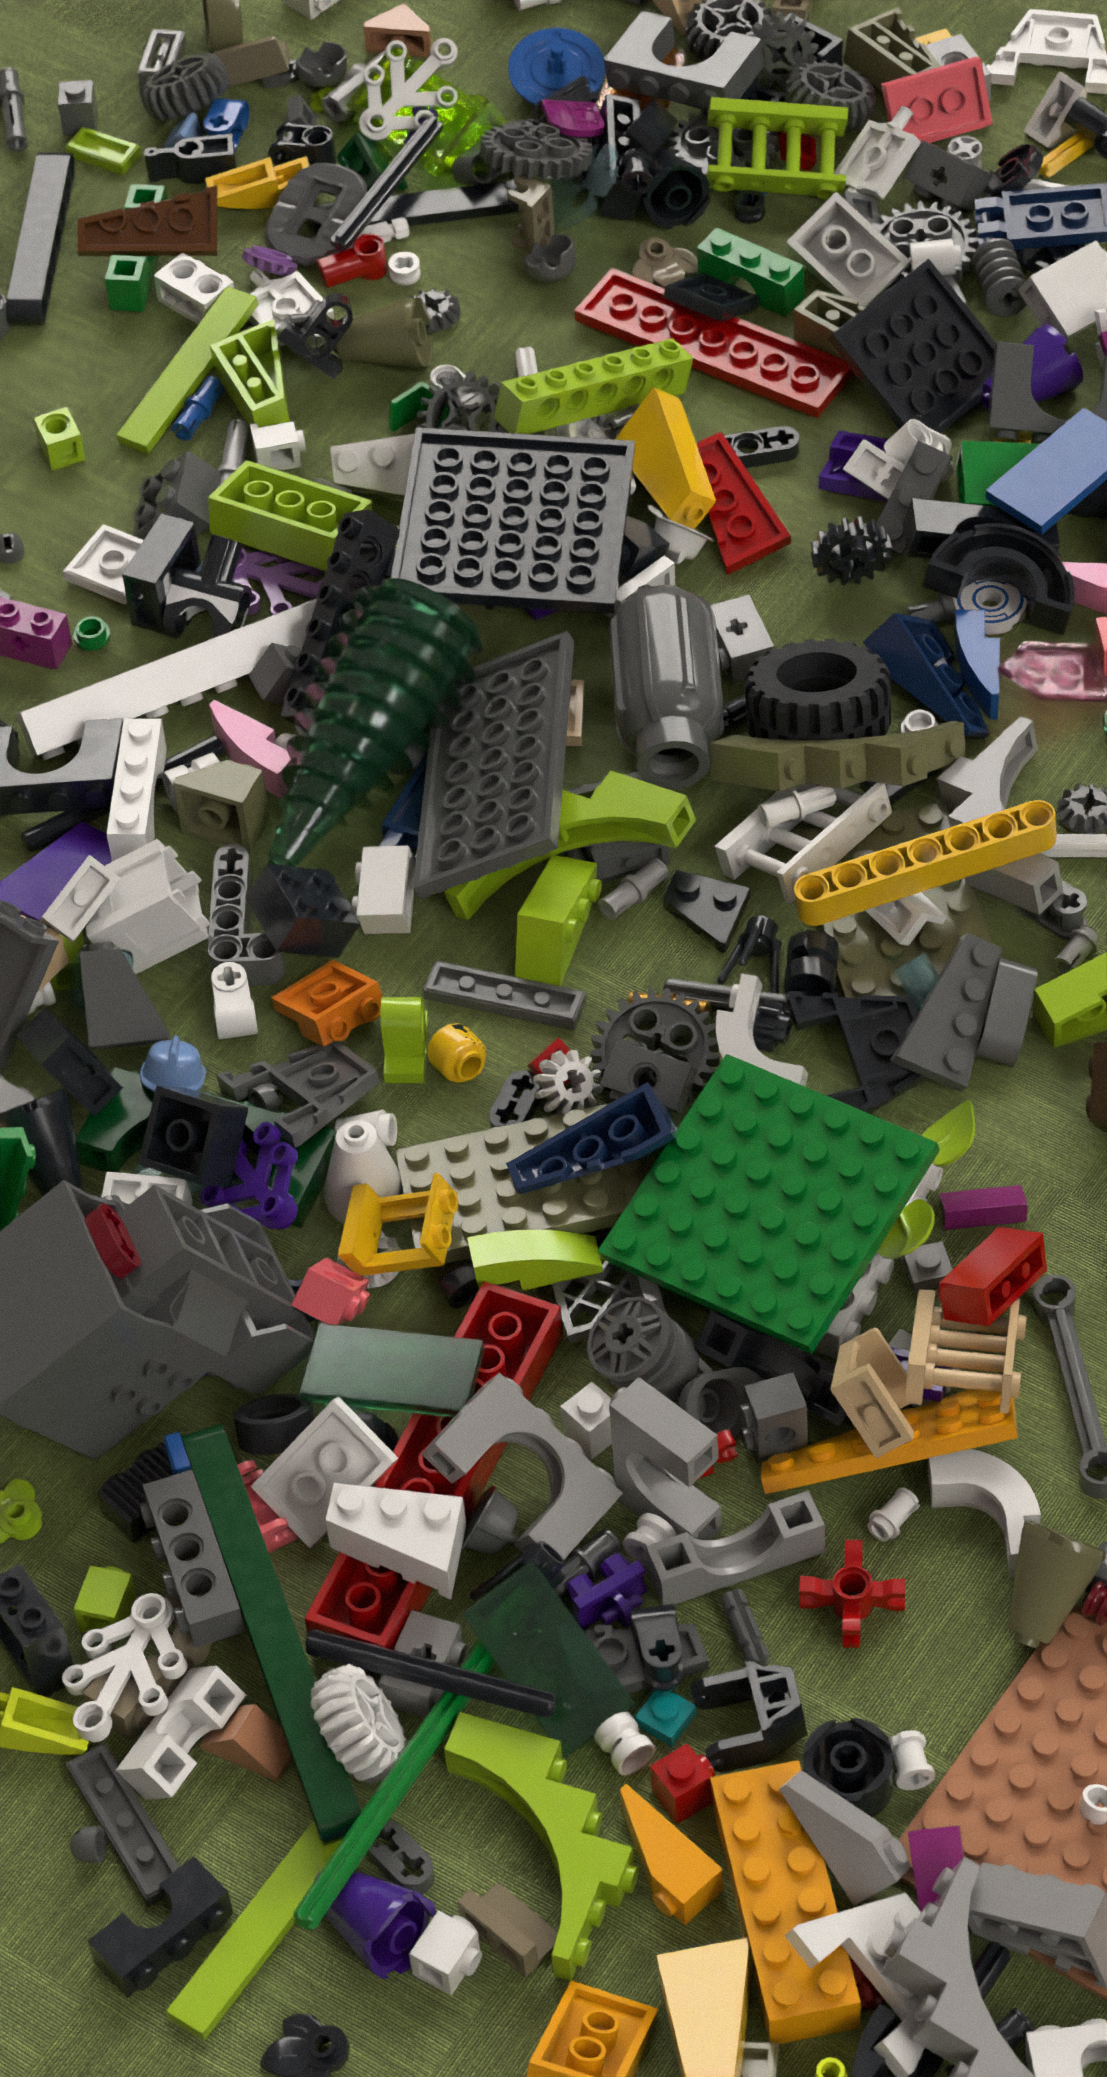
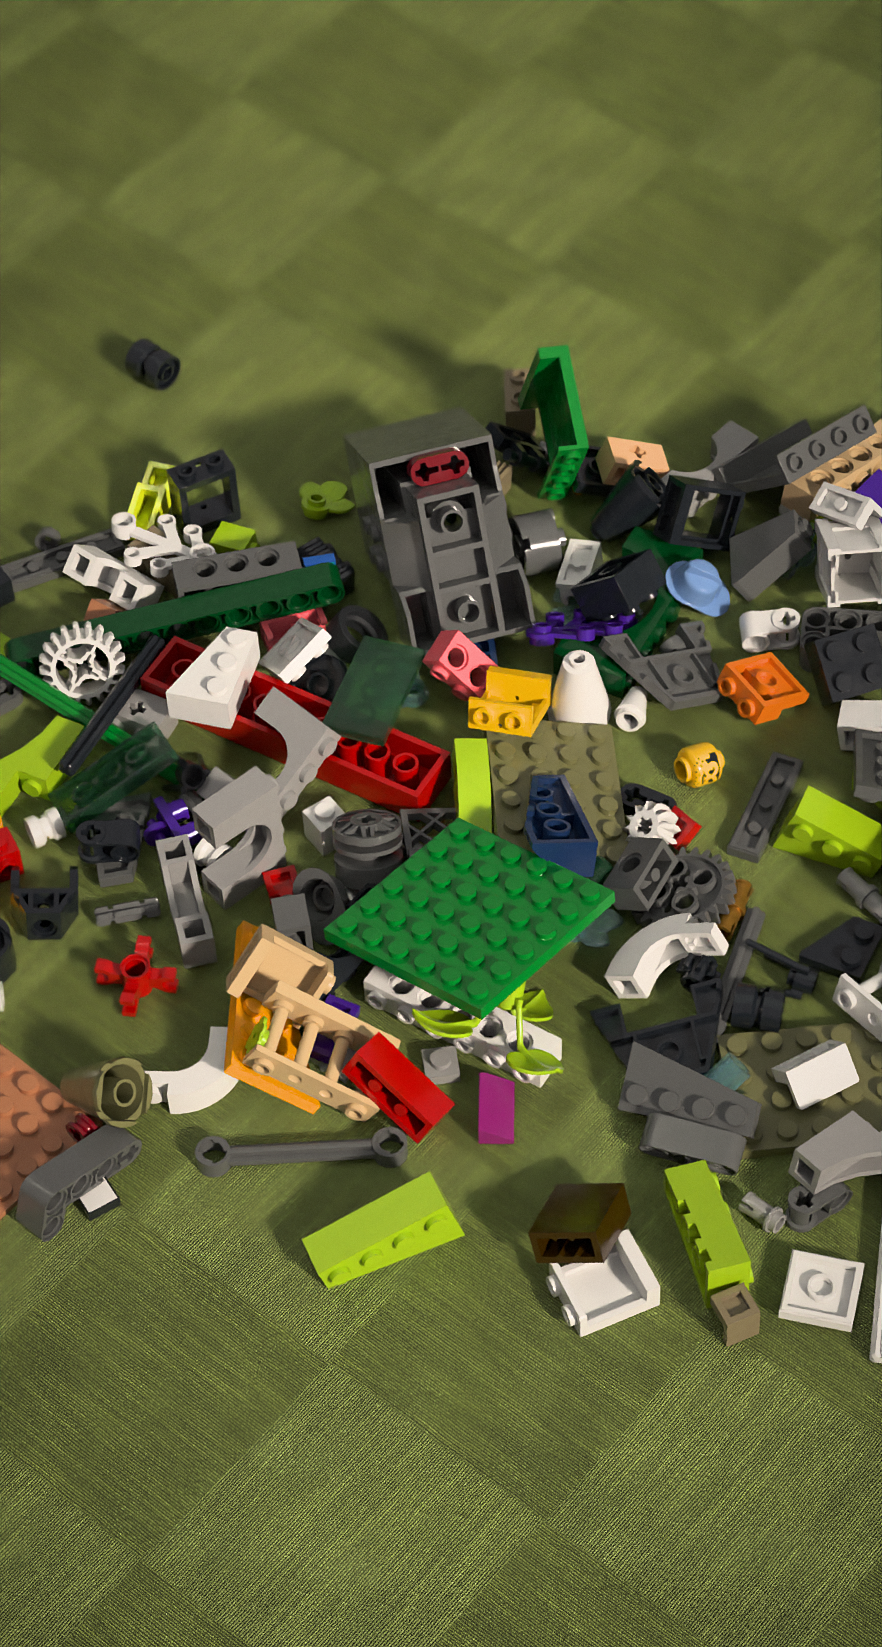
camera: 95 degrees right, 0 degrees up
(404, 1039) = (720, 728): lime tile -> none
(491, 1523) = (239, 753): dark grey piece -> none
(666, 1716) = (63, 857): teal plate -> none
(885, 1523) = (203, 1011): white pin -> none
(925, 862) = (828, 1071): yellow beam -> none
(978, 1402) = (259, 1035): none -> lime plant

